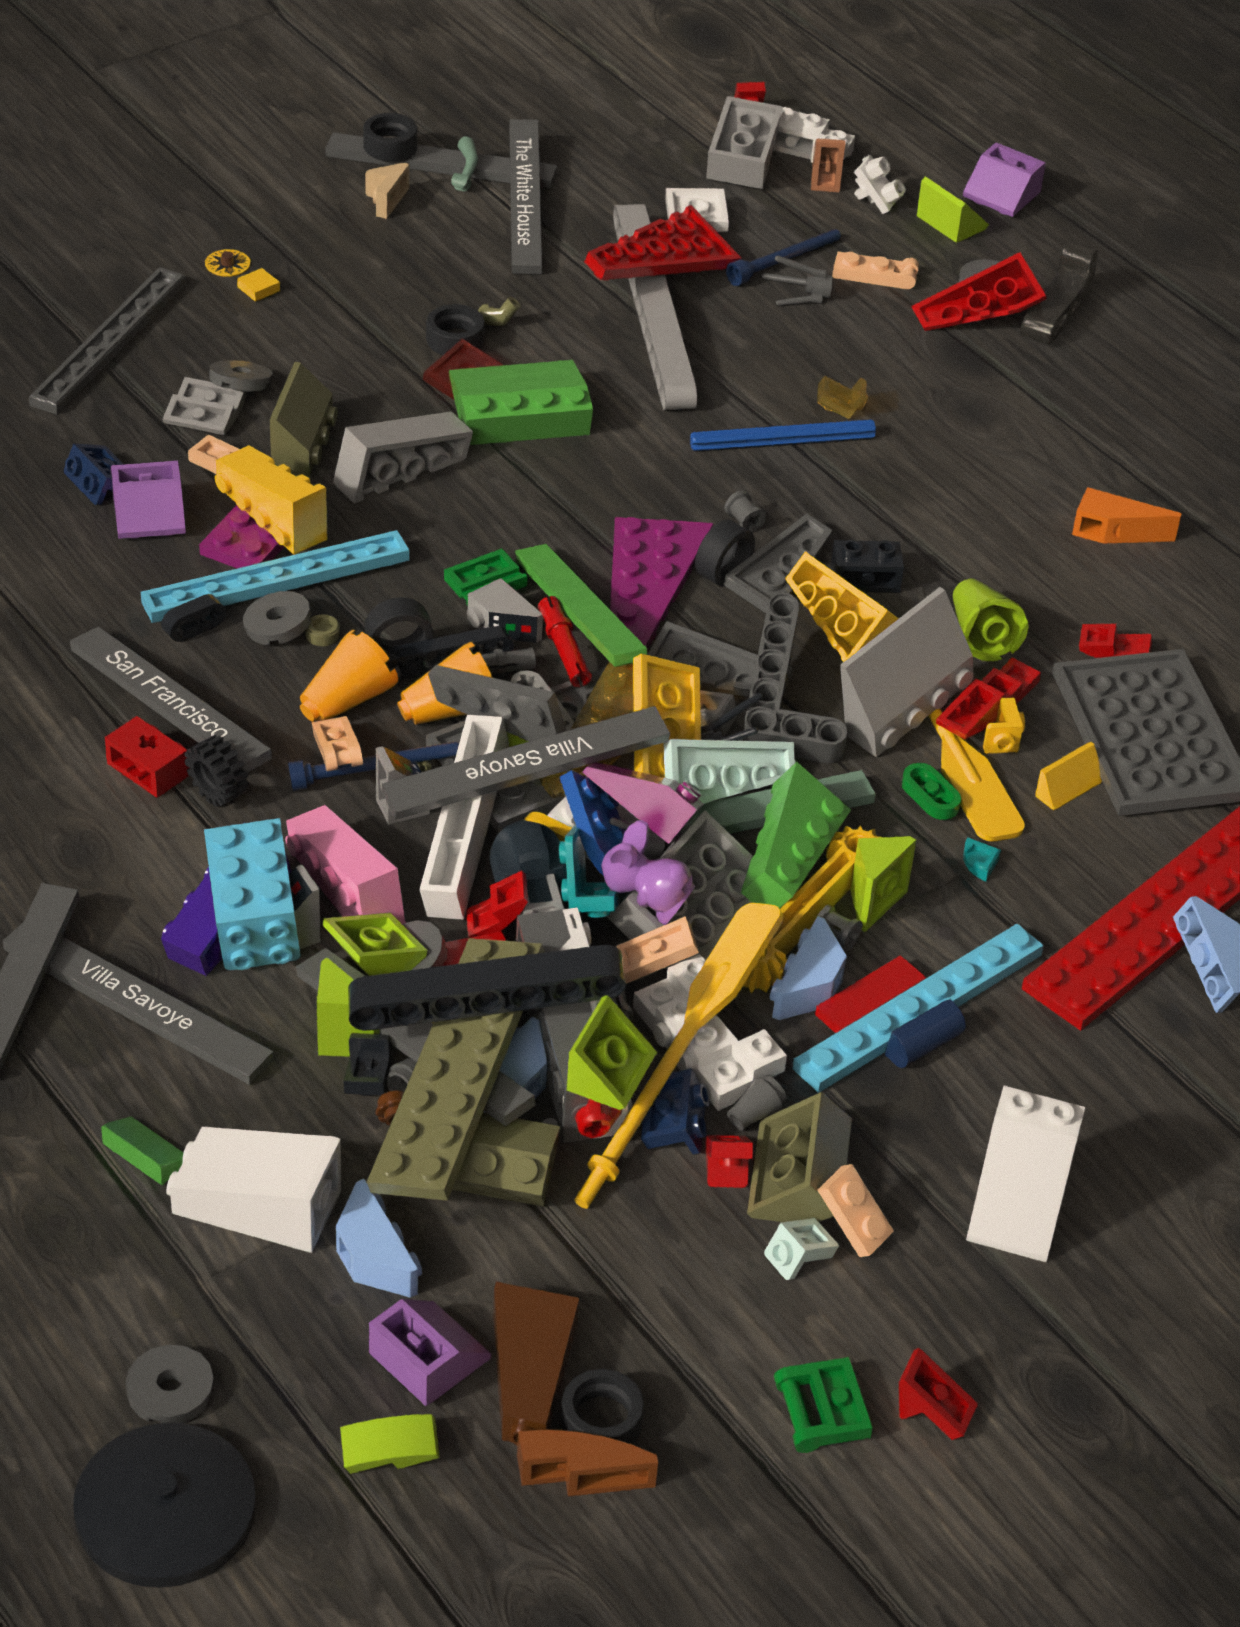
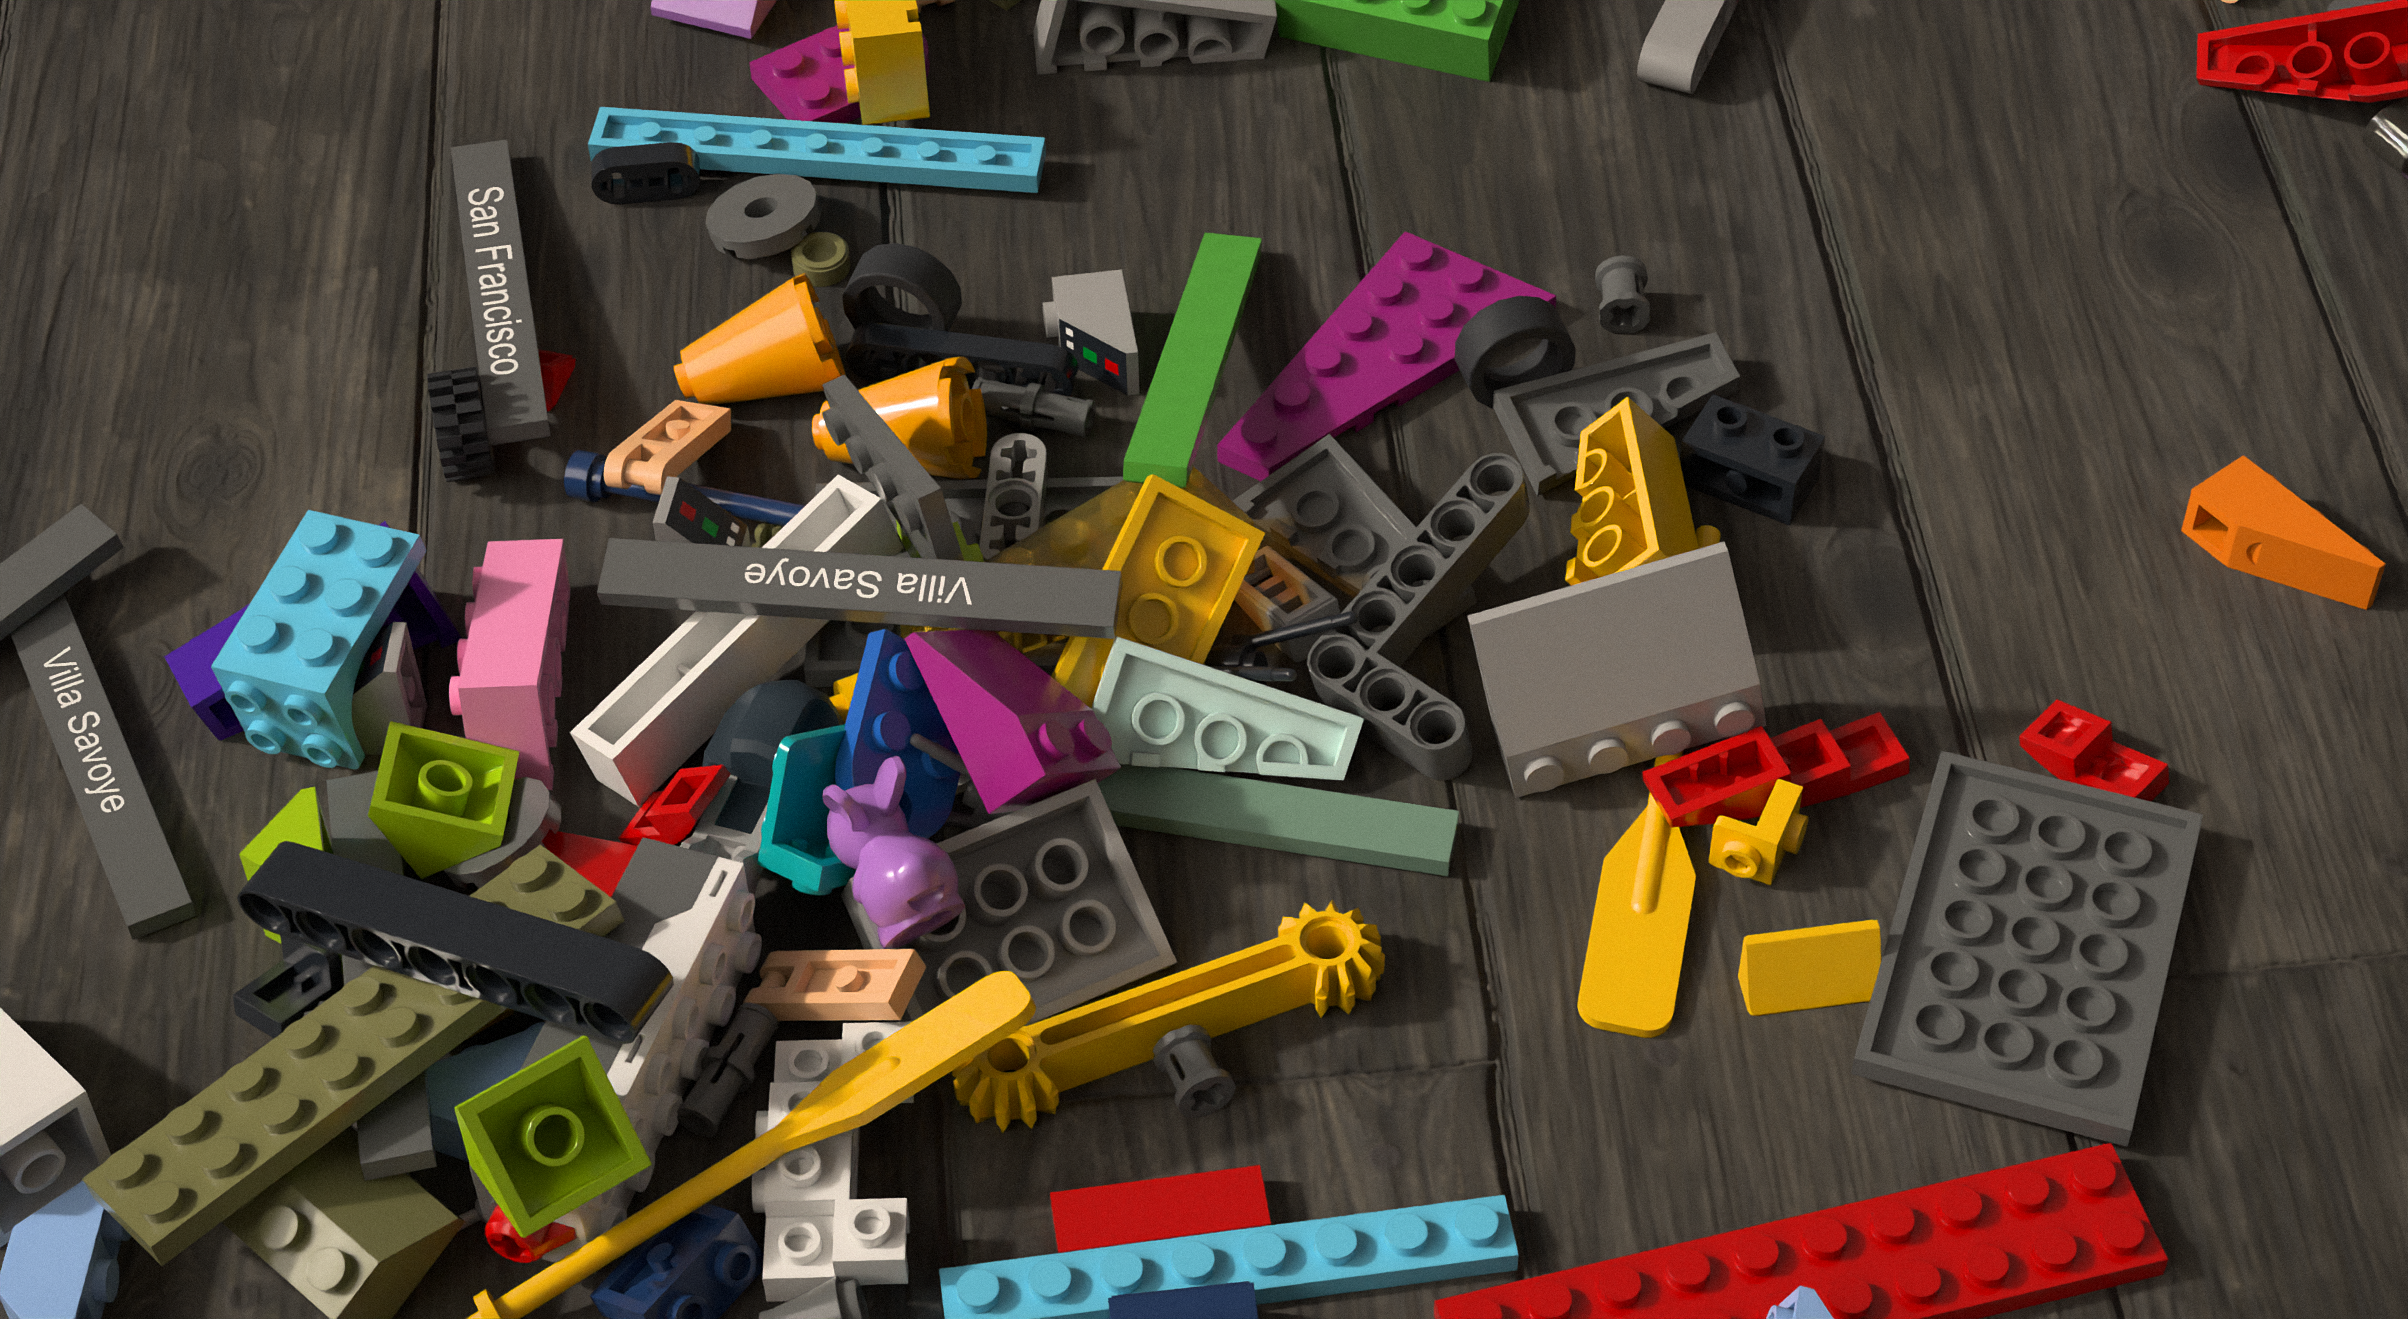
camera: 35 degrees right, 5 degrees up
(146, 756) = (397, 354): red brick -> none
(483, 570) = (1142, 250): green plate -> none
(560, 631) = (1131, 389): red pin -> none
(782, 435) = (1800, 186): blue axle -> none
(794, 835) = (1226, 885): bright green wedge -> none
(810, 974) = (1081, 1132): light blue slope -> none
(840, 398) = (1942, 152): clear yellow bracket -> none
(880, 875) = (1311, 1015): lime slope -> none
(931, 791) = (1549, 900): green plate -> none
(980, 858) = (1545, 1050): teal tile -> none
(989, 620) = (1873, 631): lime cone -> none

